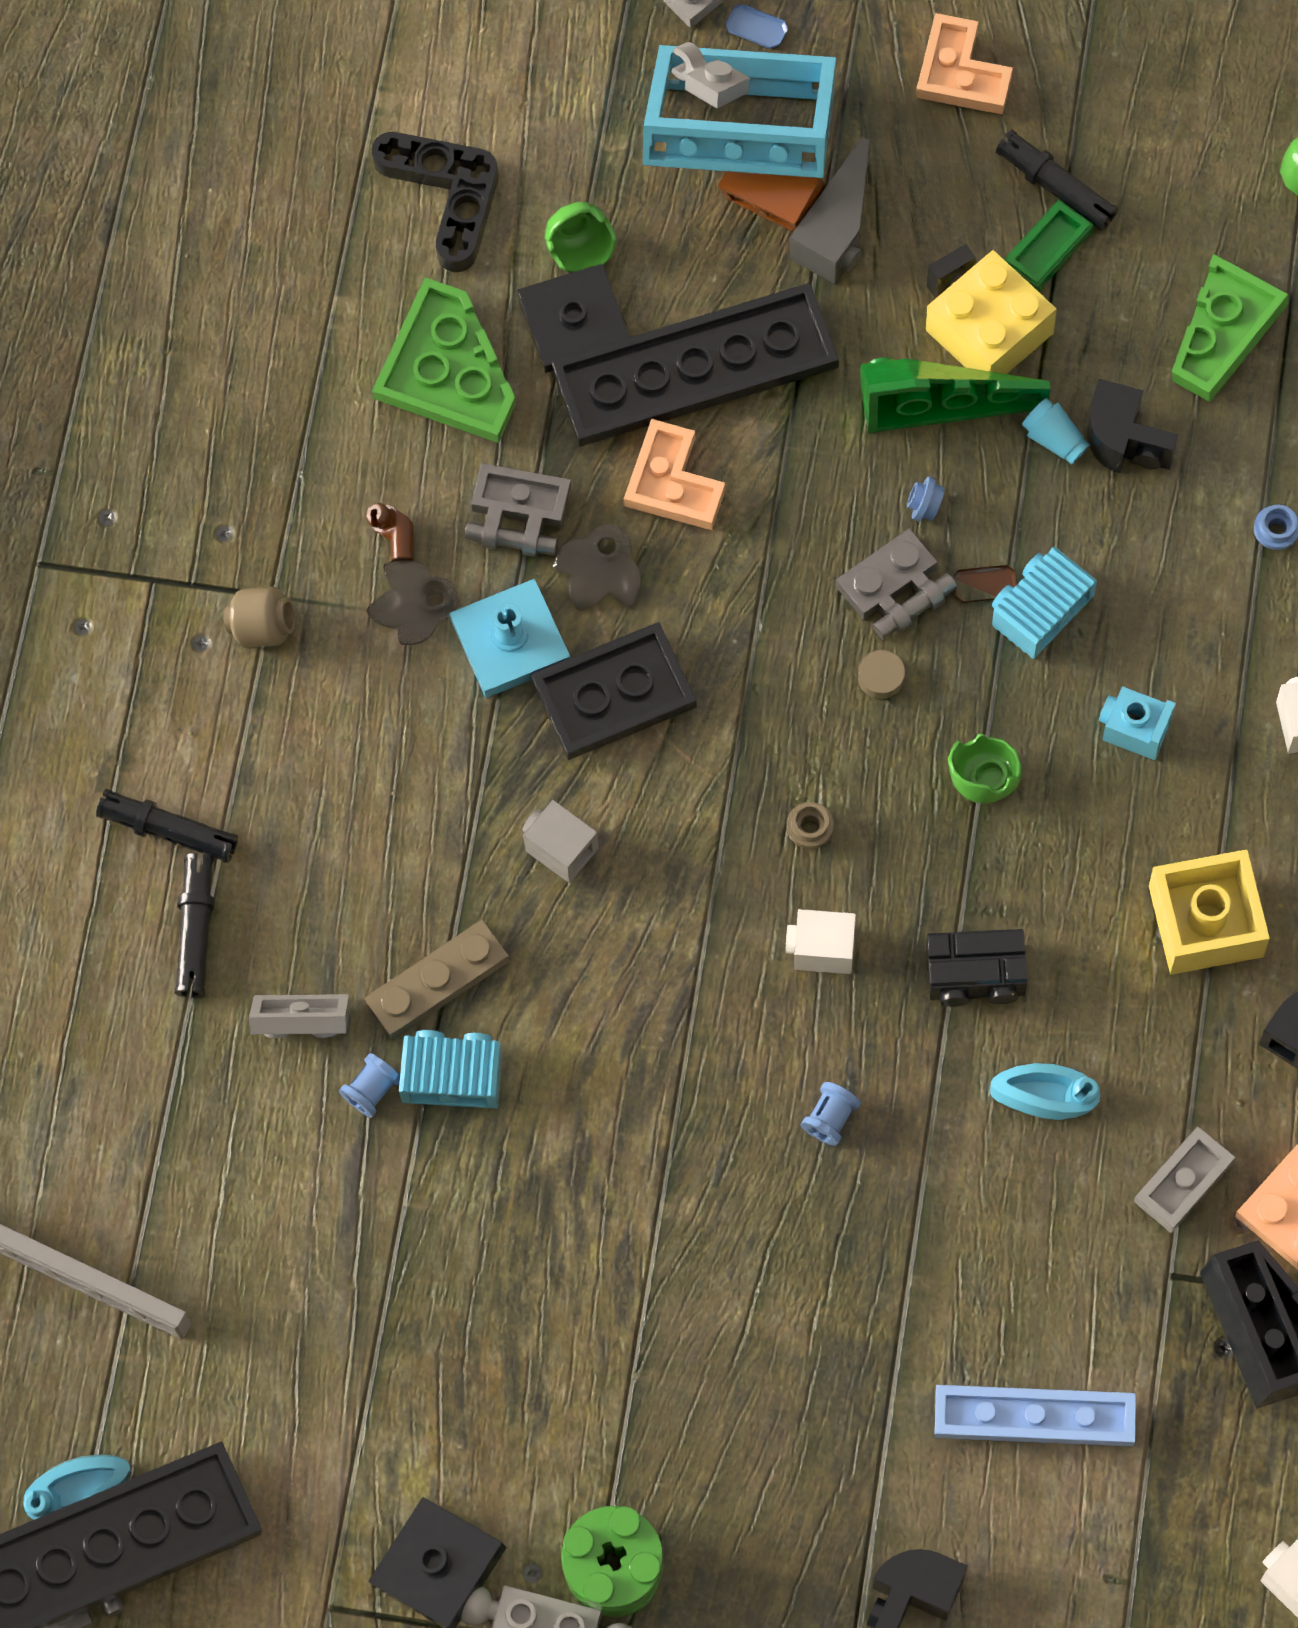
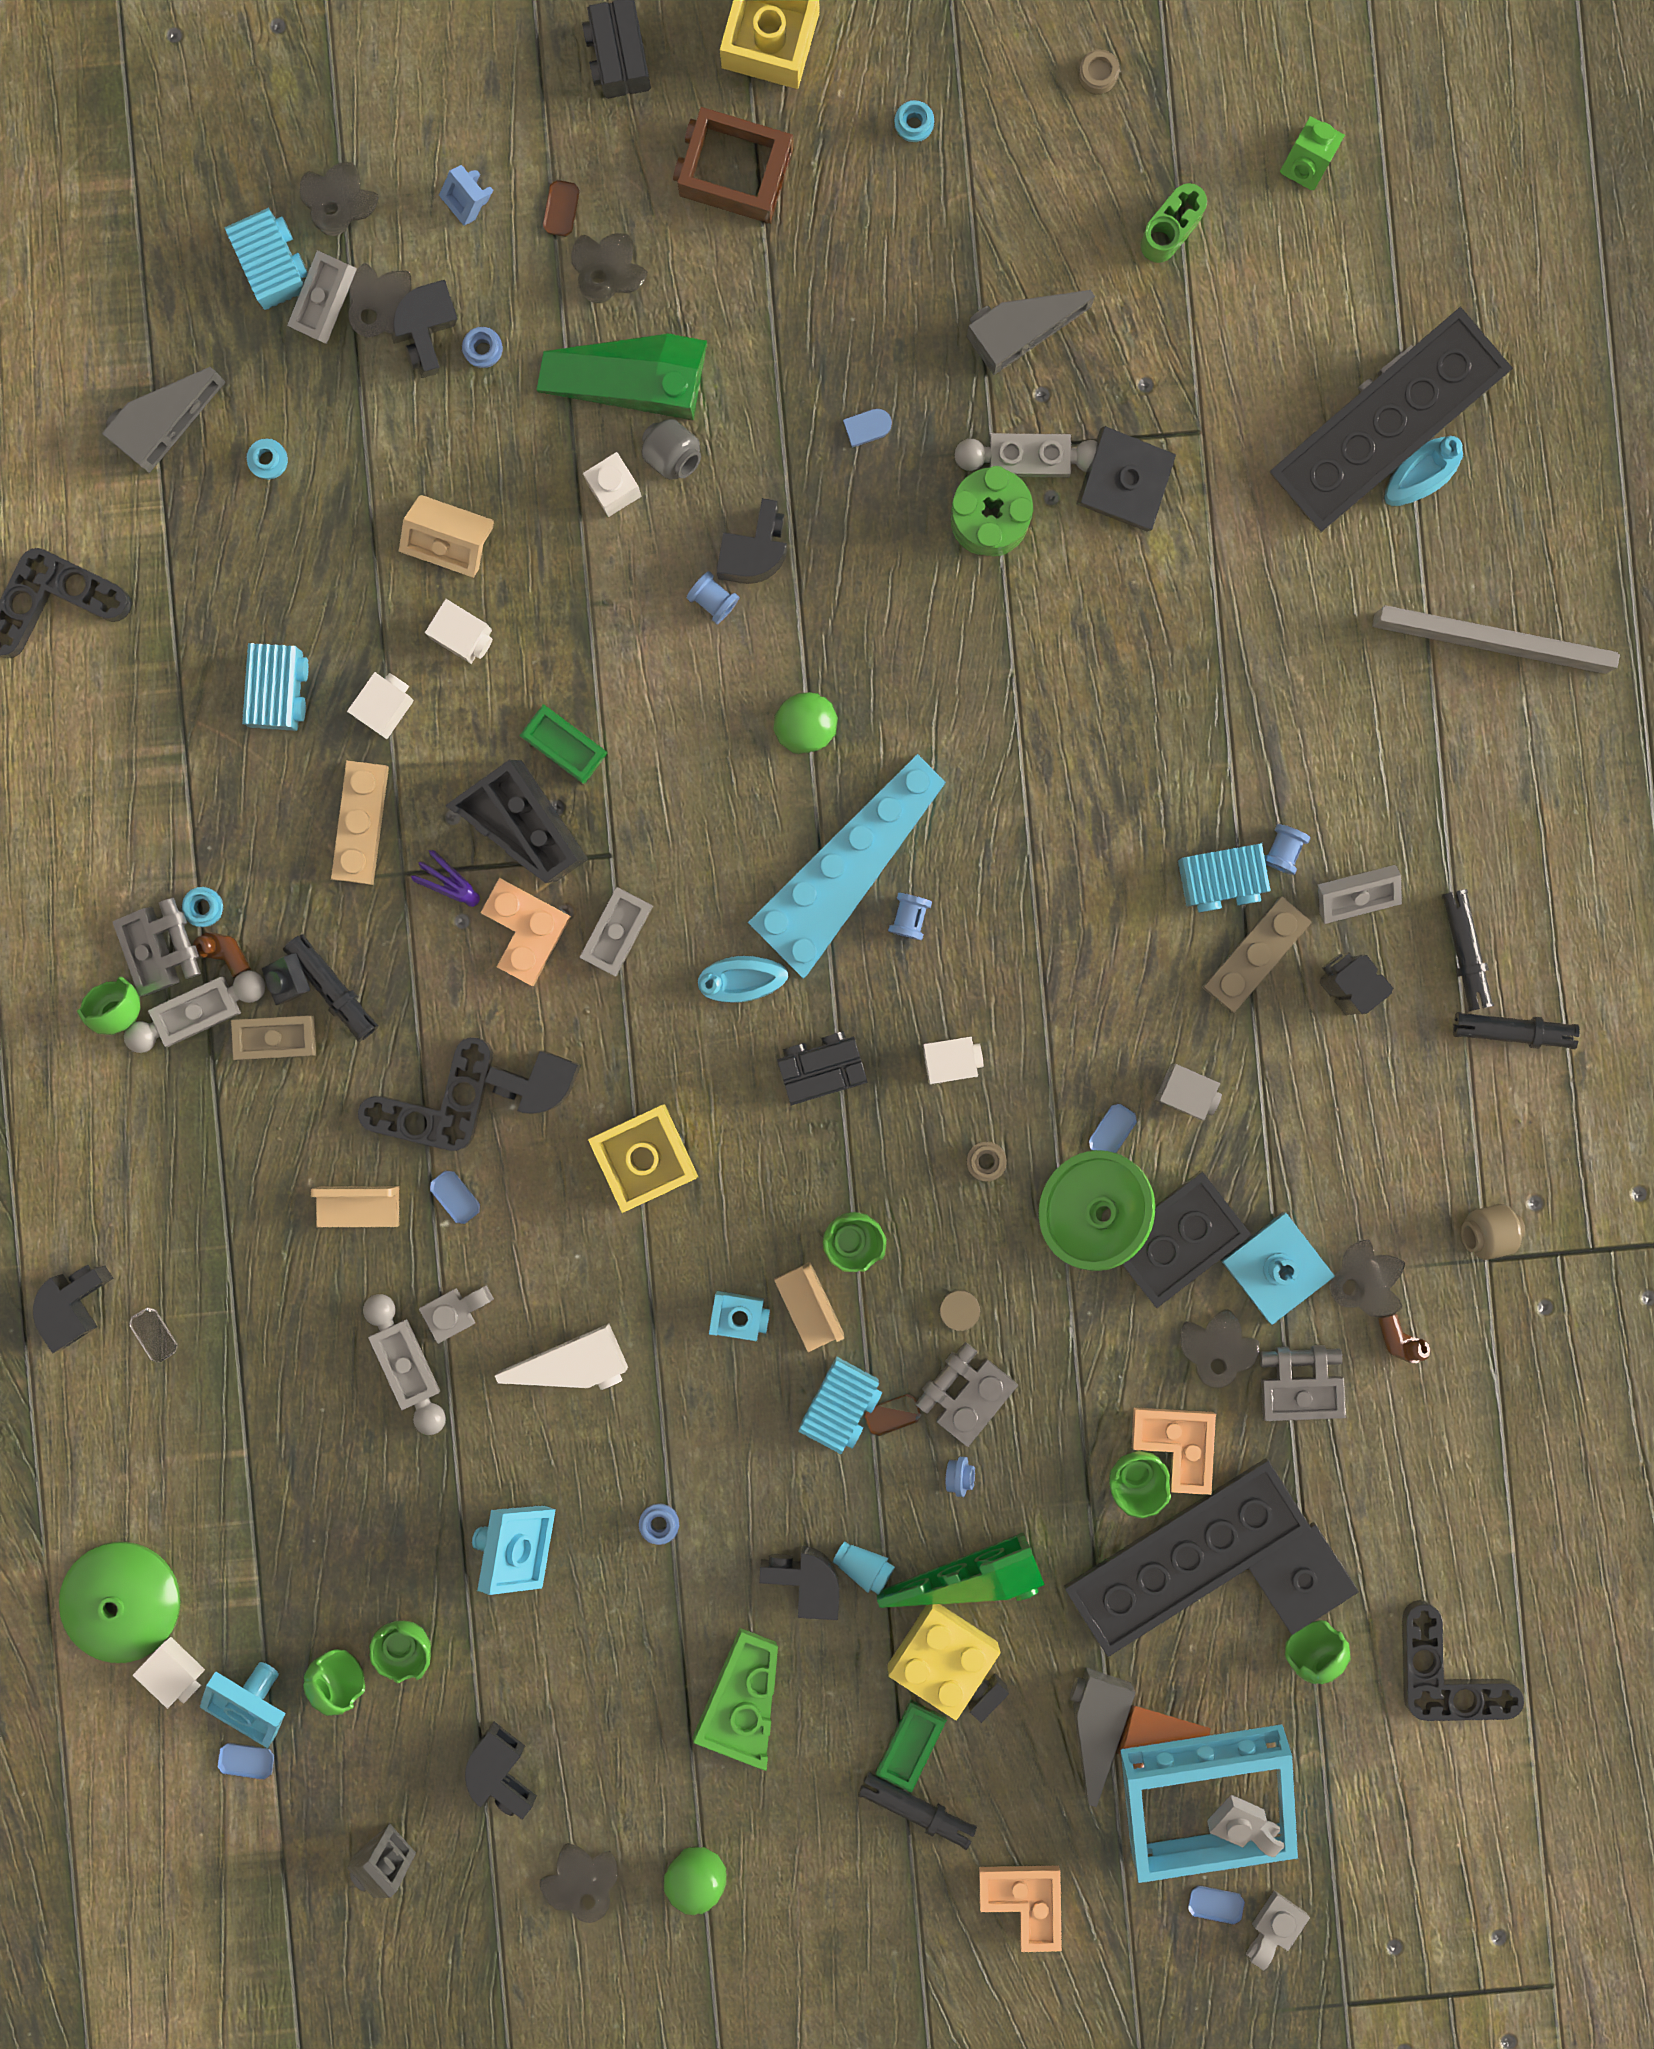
camera: 155 degrees right, 20 degrees up
(337, 908) = (1355, 983): none -> black brick
(446, 366) = (1400, 1504): bright green plate -> none
(655, 827) = (1113, 1129): none -> medium blue piece
(726, 731) = (1074, 1208): none -> bright green dish
(727, 444) = (1140, 1484): none -> bright green hair
(900, 1370) = (805, 723): none -> bright green hair
(918, 1172) = (829, 887): none -> medium azure wing
(978, 1545) = (712, 597): none -> medium blue bush
(1035, 1415) = (692, 711): light blue plate -> none
(1052, 715) = (809, 1307): none -> tan panel
(1200, 1418) = (563, 744): none -> green tile

